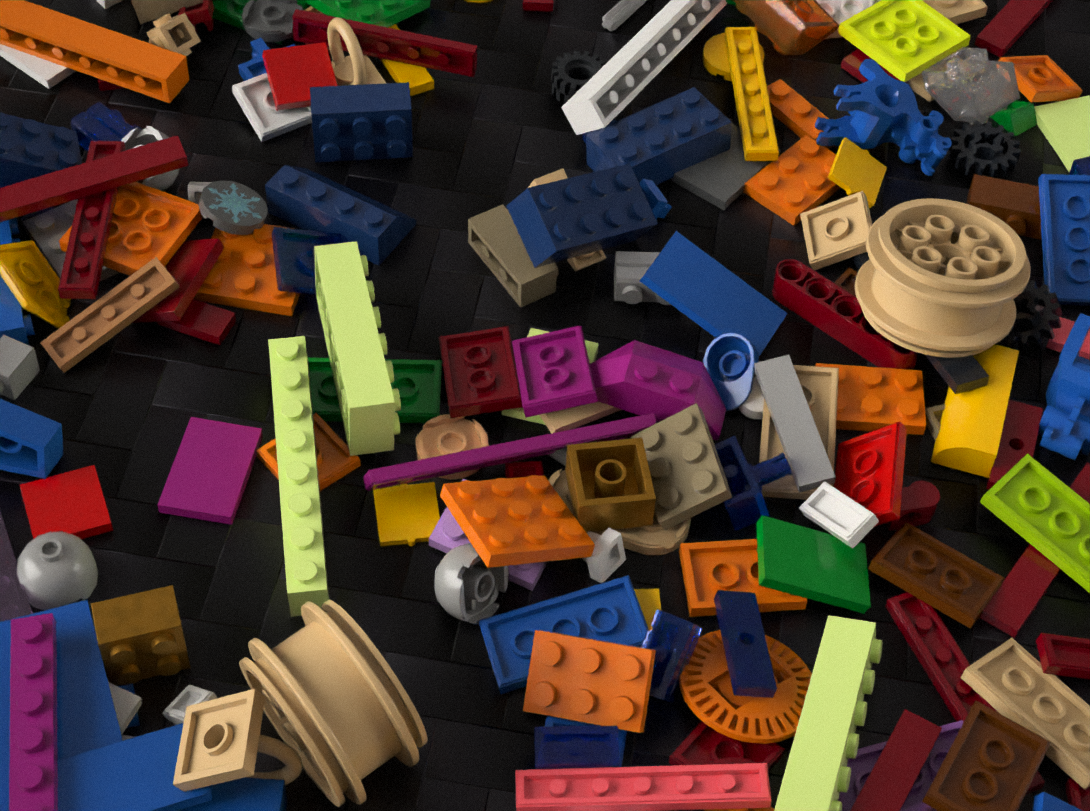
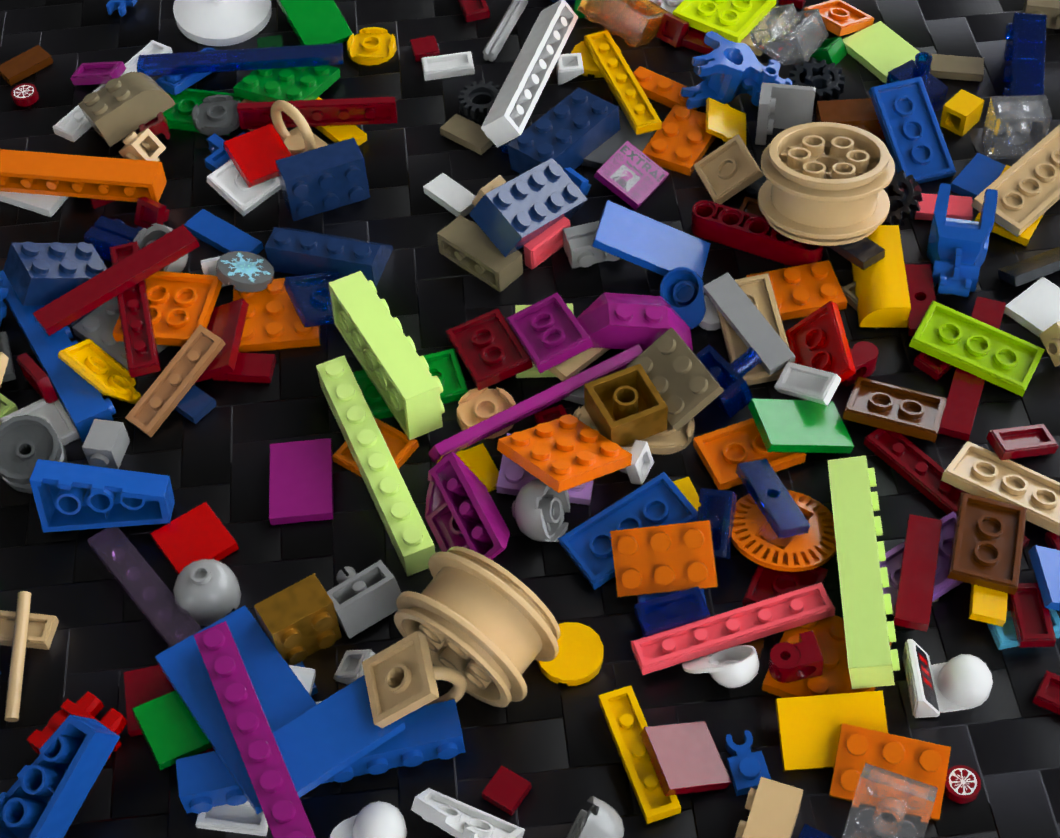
camera: 10 degrees left, 0 degrees up
(126, 348) = (195, 405): none -> dark blue tile
(157, 112) = (150, 212): none -> dark red tile
(223, 627) = (364, 597): none -> light grey brick
(228, 157) = (221, 234): none -> blue tile
(378, 561) = (463, 510): none -> magenta wedge
(447, 765) = (578, 655): none -> yellow tile
(502, 175) = (450, 195): none -> white tile
(546, 108) = (466, 134): none -> dark tan tile
(557, 24) = (448, 66): none -> white tile
(591, 264) = (545, 244): none -> coral tile
(695, 60) = (568, 67): none -> white slope
(722, 207) = (631, 175): none -> magenta tile
(834, 45) = (672, 29): none -> dark red tile
(929, 172) = (783, 108): none -> light grey bracket
(1001, 533) = (931, 366): none -> dark red tile

